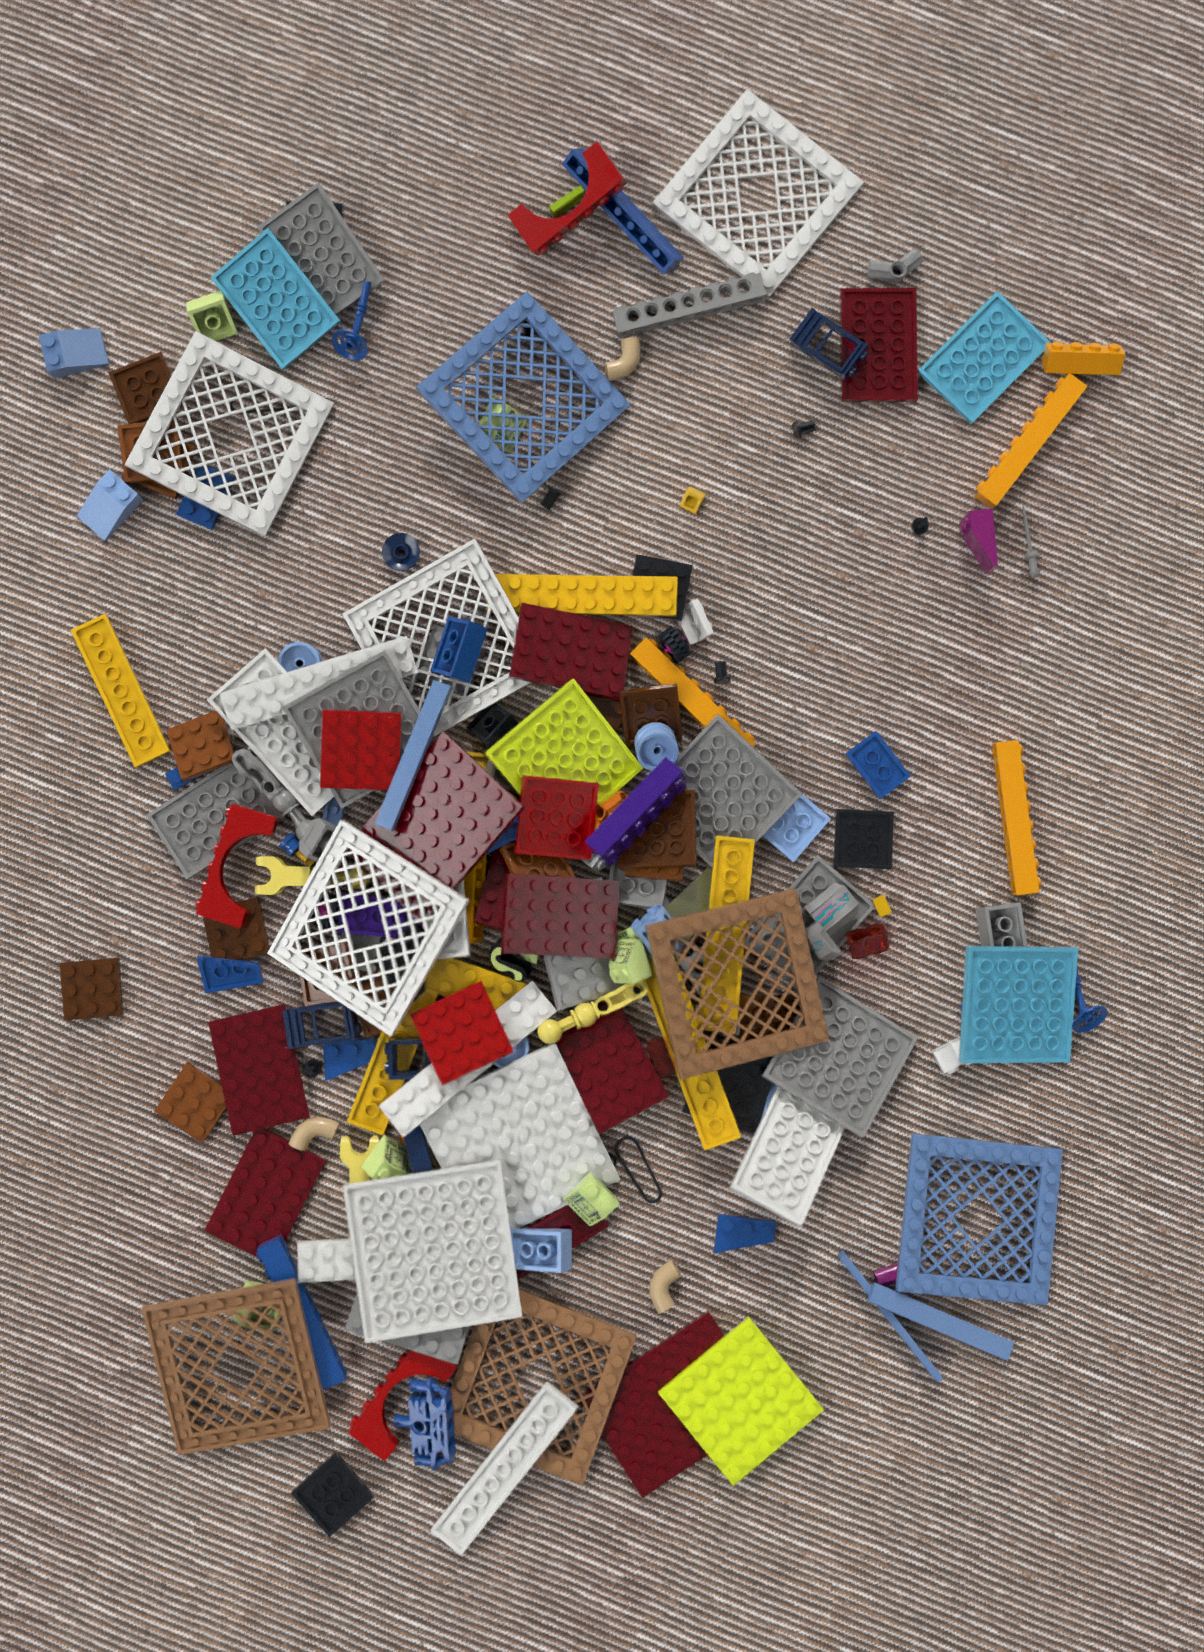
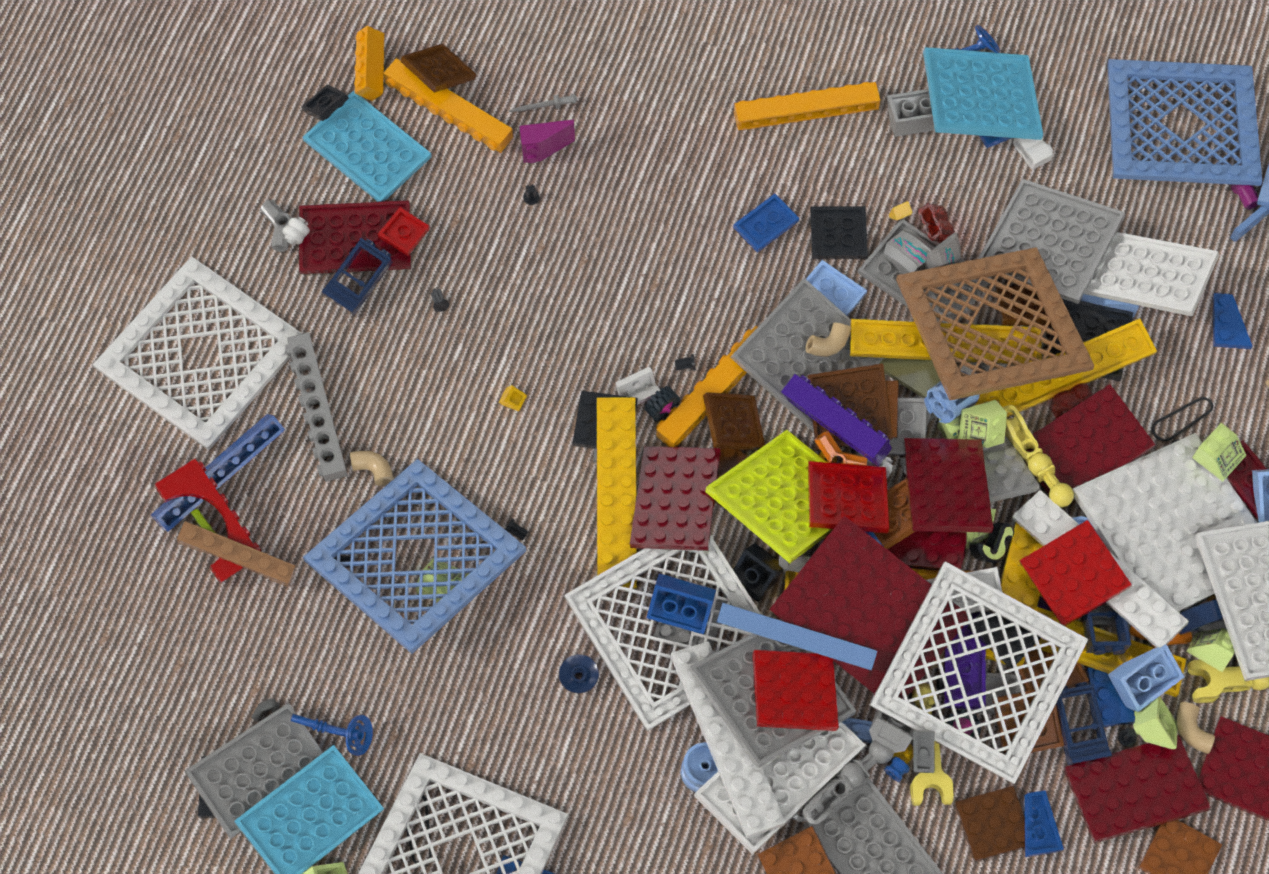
camera: 90 degrees left, 20 degrees down
(215, 899) = (965, 839): red arch -> none
(296, 868) = (924, 751): none -> dark grey plate
(317, 1095) = (1156, 724): none -> yellowish green slope
(357, 1090) = (1146, 677): none -> light blue slope
(387, 261) = (264, 706): none -> dark grey arm
(522, 252) = (237, 553): none -> medium nougat arch
(655, 743) = (766, 413): light blue wheel -> none
(727, 817) = (832, 344): none -> tan cylinder
(878, 391) = (403, 231): none -> red plate
(882, 282) = (295, 230): none -> white piece
(1036, 313) = (325, 102): none -> black plate
(1073, 429) = (438, 67): none -> reddish brown plate

